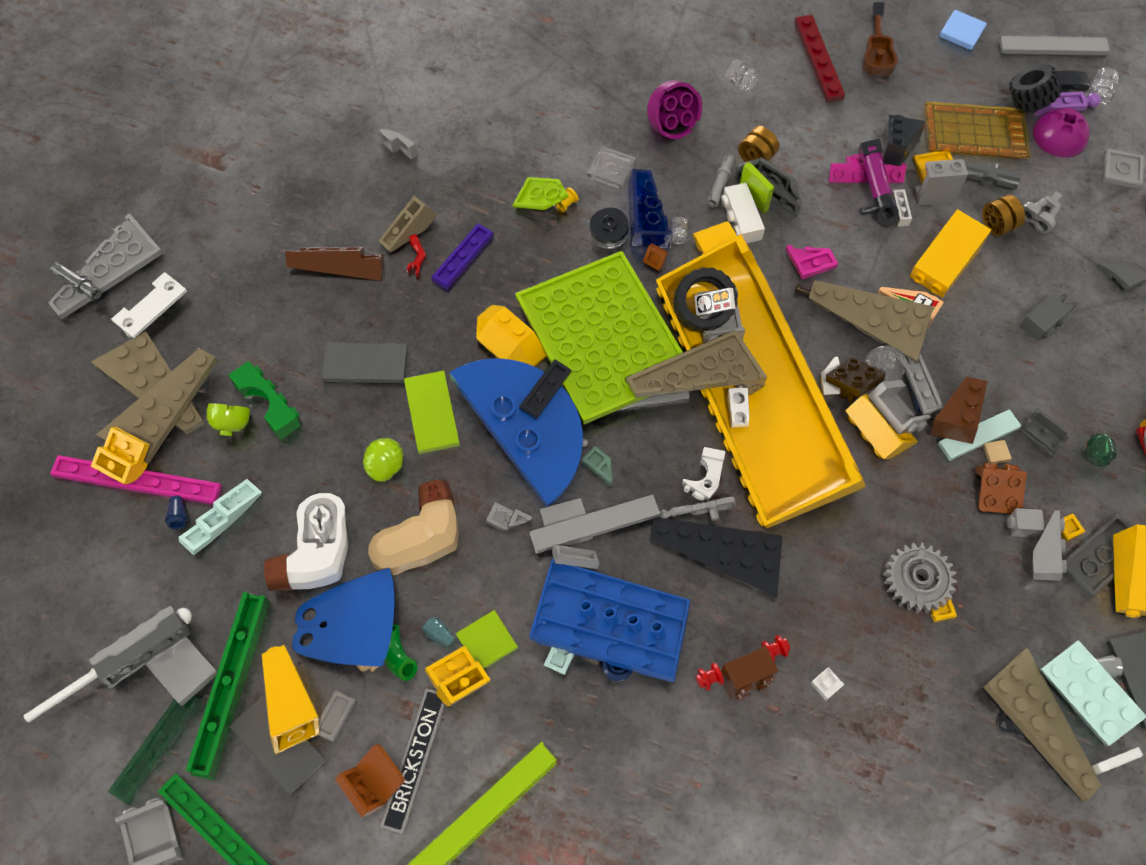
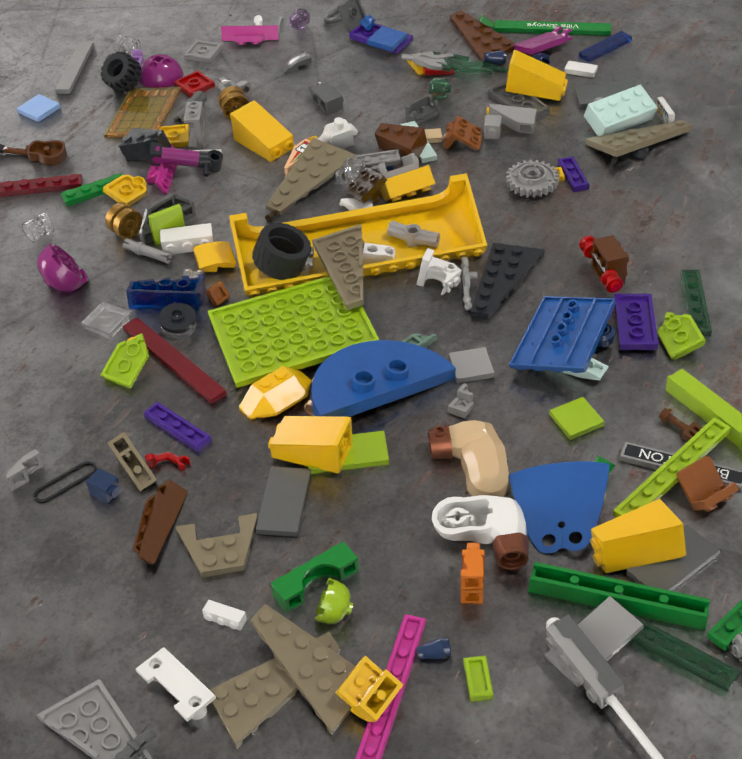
camera: 80 degrees left, 20 degrees down
(146, 554) = (478, 678): none -> lime tile
(220, 517) = (441, 612): light aqua slope -> none
(227, 332) = (224, 615): none -> white piece
(254, 537) = (472, 574): none -> orange hips
(300, 318) = (220, 553): none -> dark tan wing
(378, 209) = (103, 486): none -> dark blue brick
(383, 459) = (394, 482): lime piece -> none
(396, 745) = (665, 476): none -> lime plate
(411, 186) = (67, 487): none -> black piece
(427, 374) = (313, 441): none -> yellow slope
(438, 632) = (566, 448): clear light blue cone -> none
(456, 676) = (614, 427): yellow brick -> none
(470, 769) = (688, 431): none -> reddish brown hinge
(545, 389) = (348, 354): black tile -> none
(555, 236) = (176, 361): none -> dark red tile
(575, 557) = (505, 353): light grey tile -> none
(594, 523) = (476, 343): light grey tile -> none
(629, 762) = (680, 335): none -> lime tile
(652, 709) = (635, 322): none -> dark purple plate
(695, 787) = (696, 300): none -> clear green plate
(714, 302) = (290, 236): tile -> none
(777, 453) = (413, 234): none -> light grey piece
(811, 260) = (245, 203): dark pink wing -> none
(821, 142) = (126, 189): none -> yellow plate
(823, 113) = (87, 191): none -> green plate
(827, 683) = (612, 229): white tile -> none
(946, 632) = (573, 174): none -> dark purple tile
(961, 338) = (338, 133): none -> white torso
(1049, 171) = (194, 82): none -> red tile

